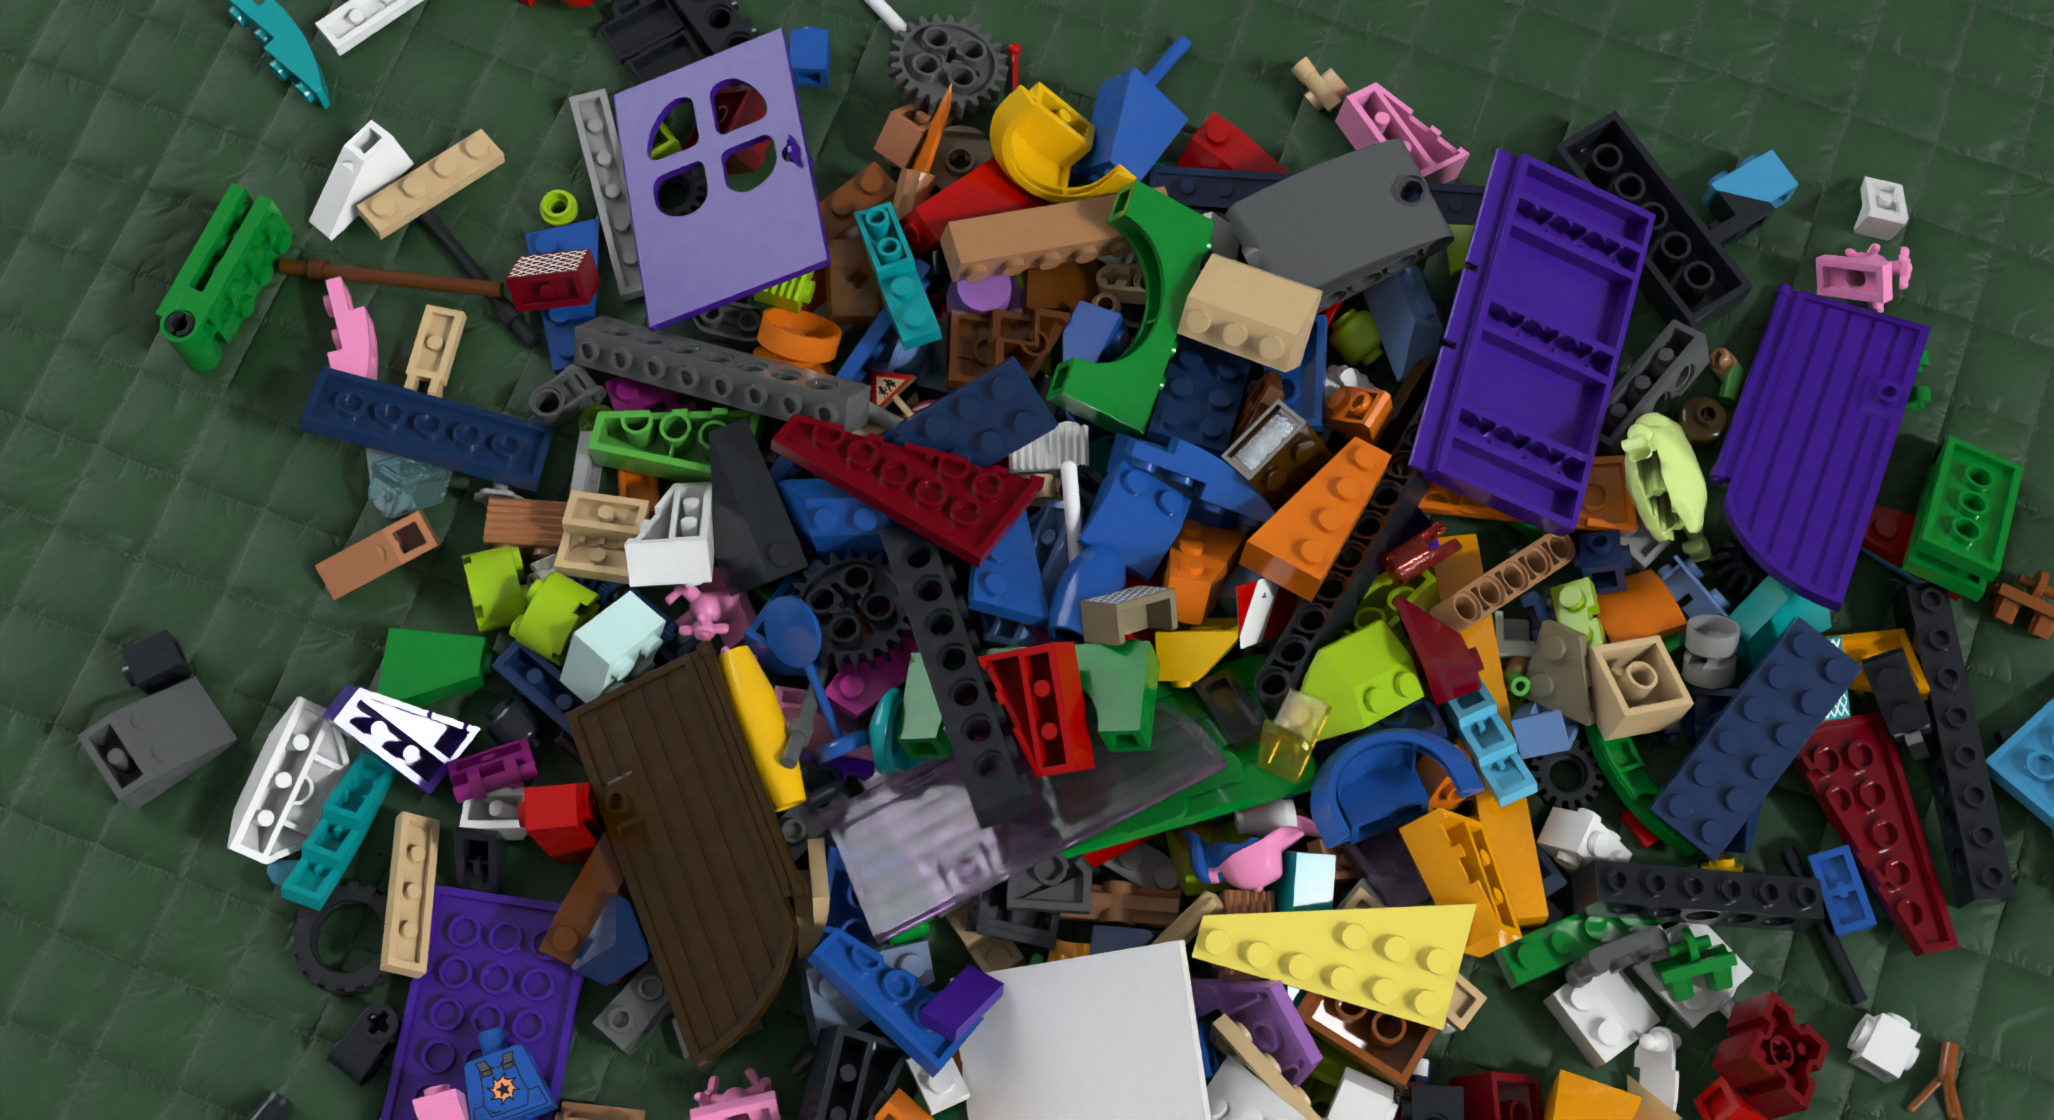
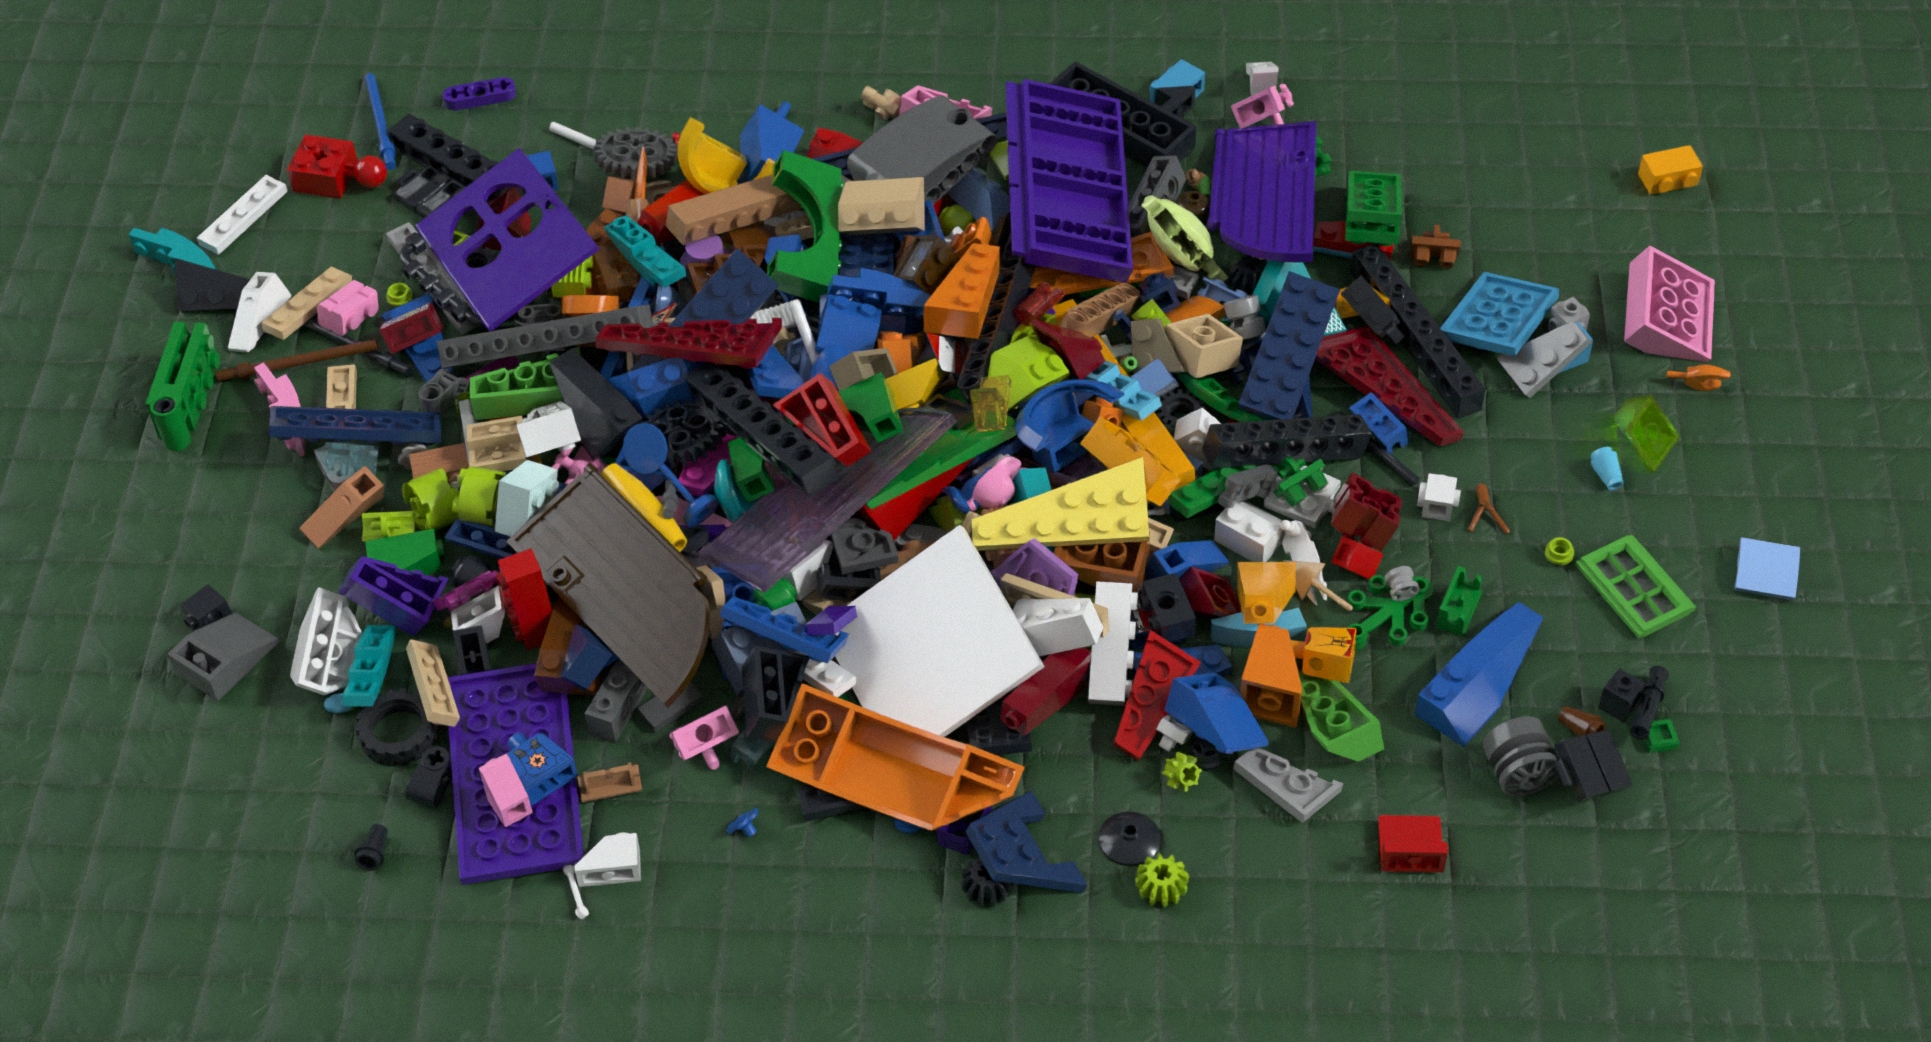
camera: 15 degrees left, 20 degrees down
(303, 118) = (206, 287): none -> black wing
(428, 608) = (387, 524): none -> lime hips
(480, 214) = (348, 308): none -> bright pink brick
(599, 211) = (429, 283): none -> black bar
(1487, 1046) = (1181, 556): none -> blue slope

